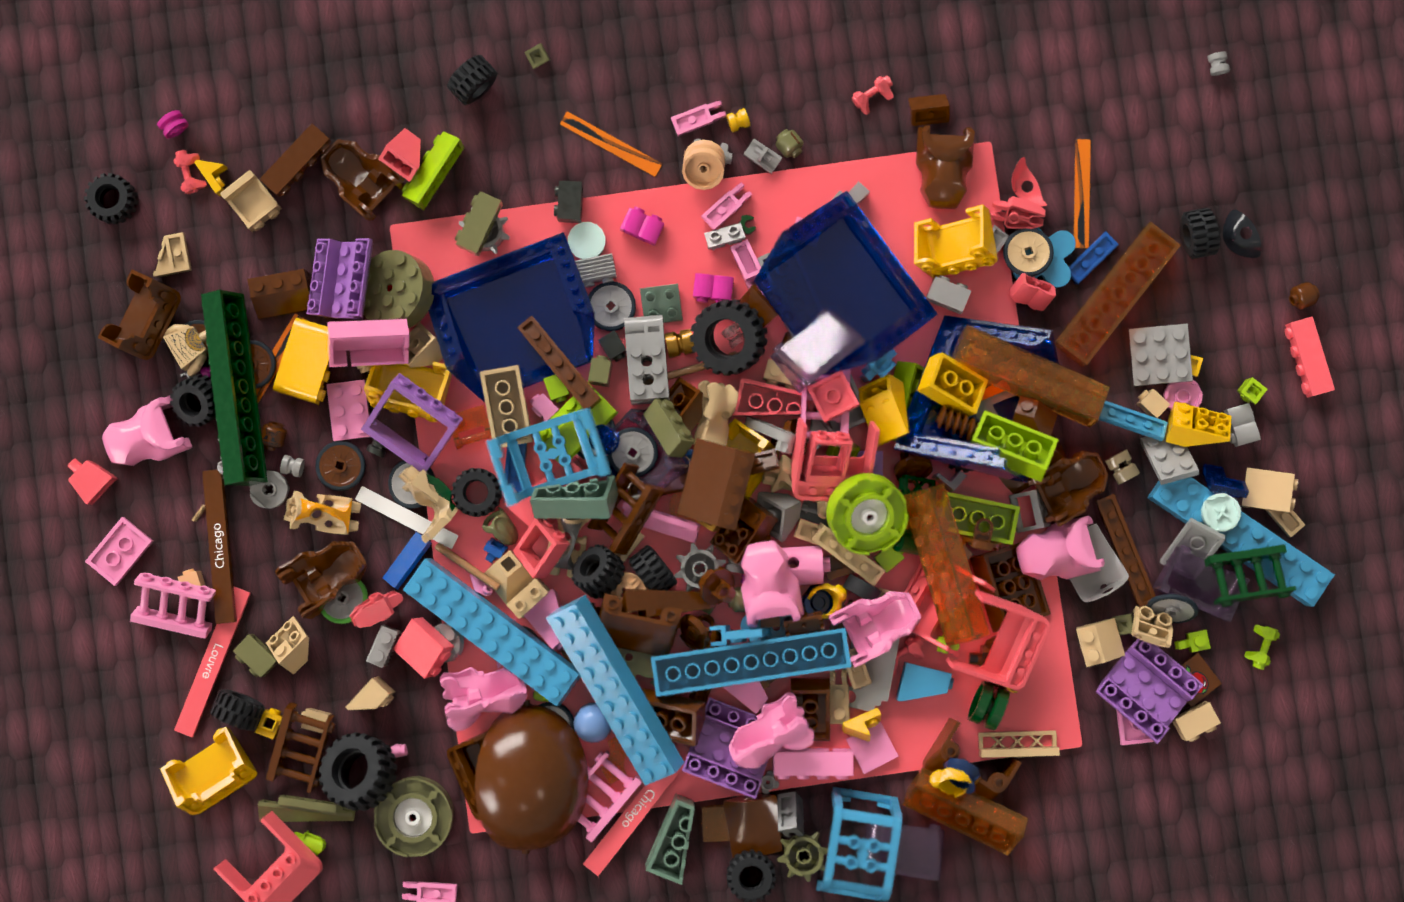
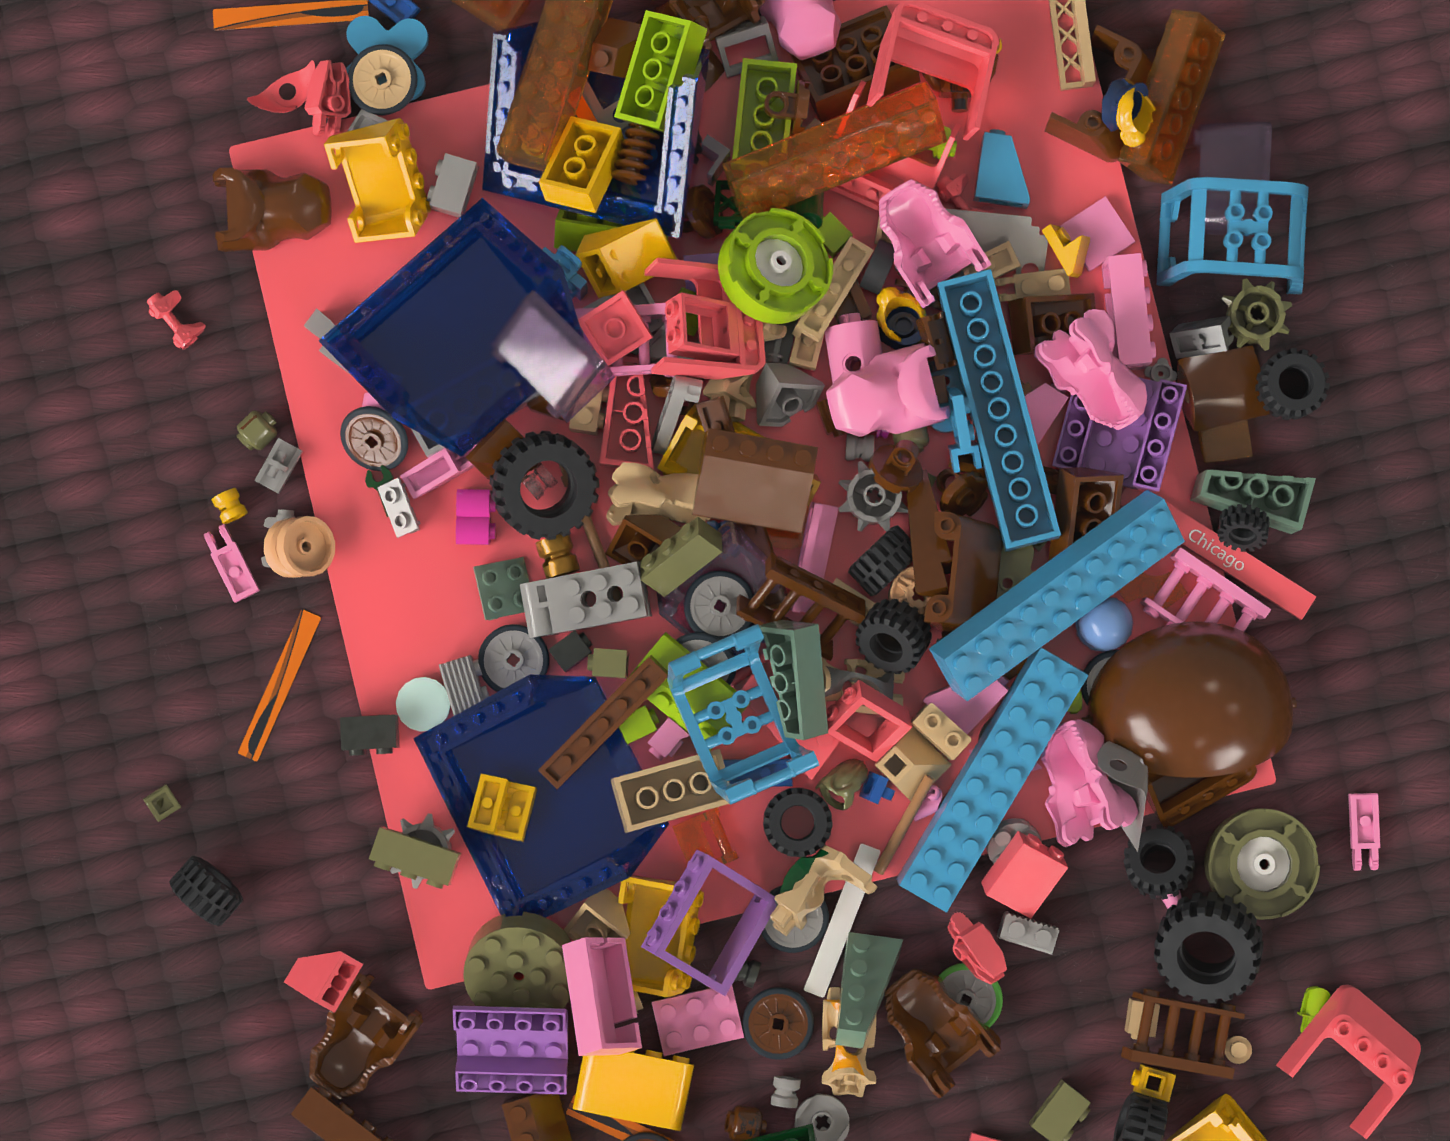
camera: 90 degrees left, 0 degrees up
(287, 785) = (1238, 1049): none -> tan plate
(290, 645) = (1040, 1066): tan slope -> none
(297, 808) = (1268, 1021): olive wedge -> none
(362, 528) = (865, 976): none -> sand green wedge
(372, 696) = (1100, 939): tan slope -> none
(406, 561) = (904, 913): tile -> none
(433, 170) = (341, 934): lime slope -> none
(438, 739) = (1163, 883): none -> black tyre
(484, 726) = (1130, 777): none -> light grey piece
(508, 288) = (502, 807): none -> yellow slope
(610, 435) = (700, 638): clear blue wheel -> none
(642, 226) = (395, 626): dark pink brick -> none
(651, 829) = (1243, 527): none -> black tyre
(725, 207) = (358, 512): bright pink hinge -> none
(752, 527) = (810, 425): reddish brown slope -> none
(772, 221) = (363, 449): none -> wheel
(929, 109) = (190, 238): reddish brown panel -> none
(988, 705) = (1023, 77): dark green wheel -> none
(1033, 292) = (438, 68): coral brick -> none

